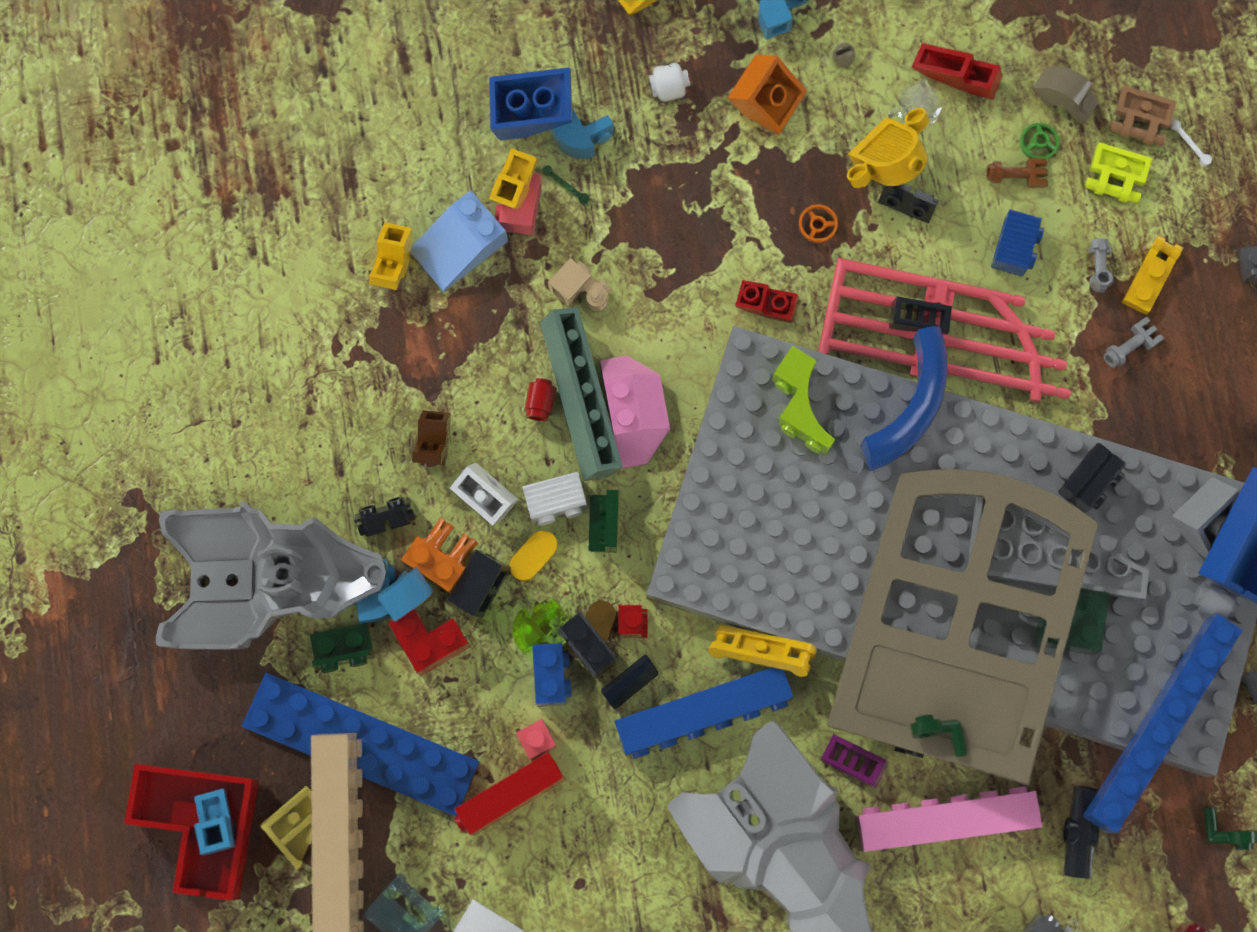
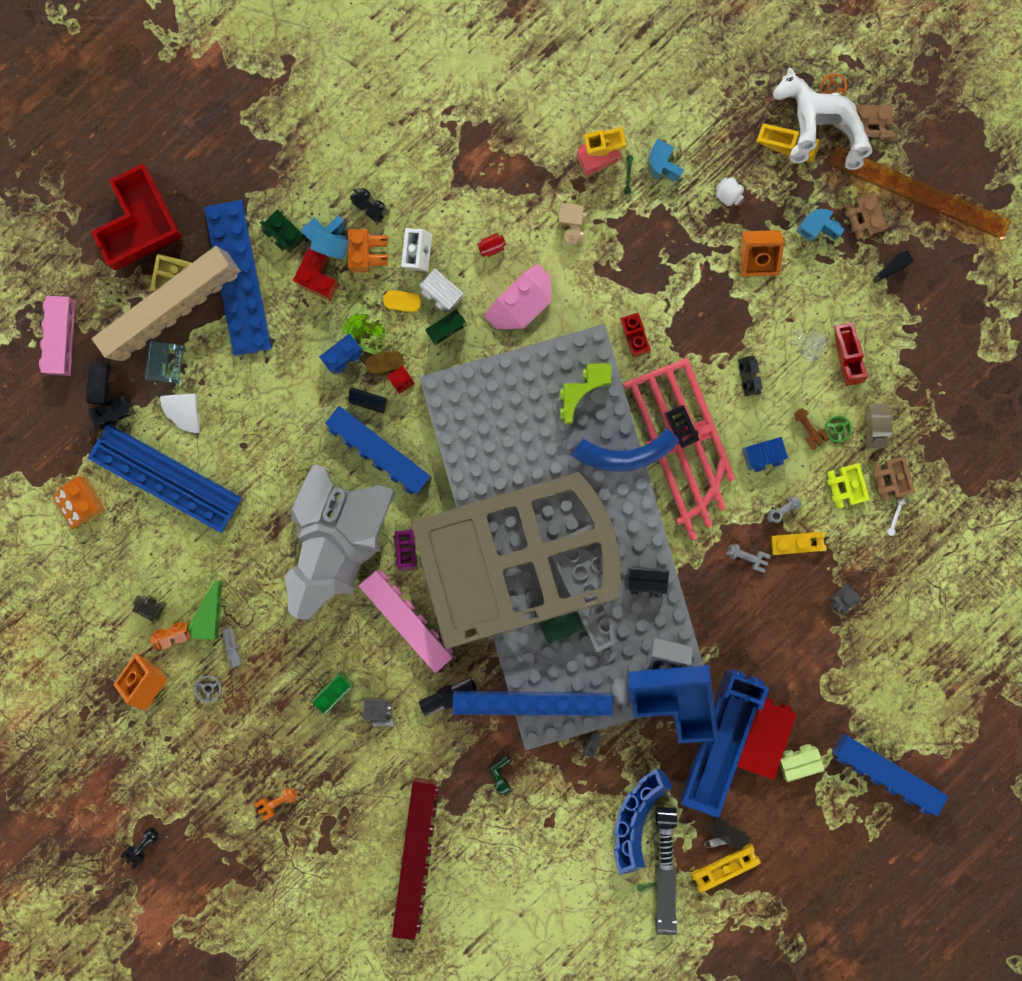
camera: 50 degrees right, 10 degrees up
(216, 827) = (142, 229): dark azure brick -> none
(277, 569) = (297, 171): light grey piece -> none
(392, 256) = (518, 106): yellow brick -> none
(432, 438) = (429, 200): reddish brown brick -> none
(459, 241) = (553, 136): light blue slope -> none
(479, 584) = (365, 282): black hinge -> none
(508, 795) = (261, 375): red brick -> none
(529, 102) = (660, 119): blue slope -> none
(536, 740) = (302, 370): coral brick -> none
(580, 394) = (509, 264): sand green brick -> none
(587, 645) = (370, 363): black brick -> none
(762, 649) = (431, 460): yellow plate -> none
(826, 224) = (705, 333): orange piece -> none
(846, 58) = (814, 285): dark tan hinge -> none
(890, 152) = (770, 346): yellow piece -> none
(928, 727) = (442, 576): dark green plate -> none

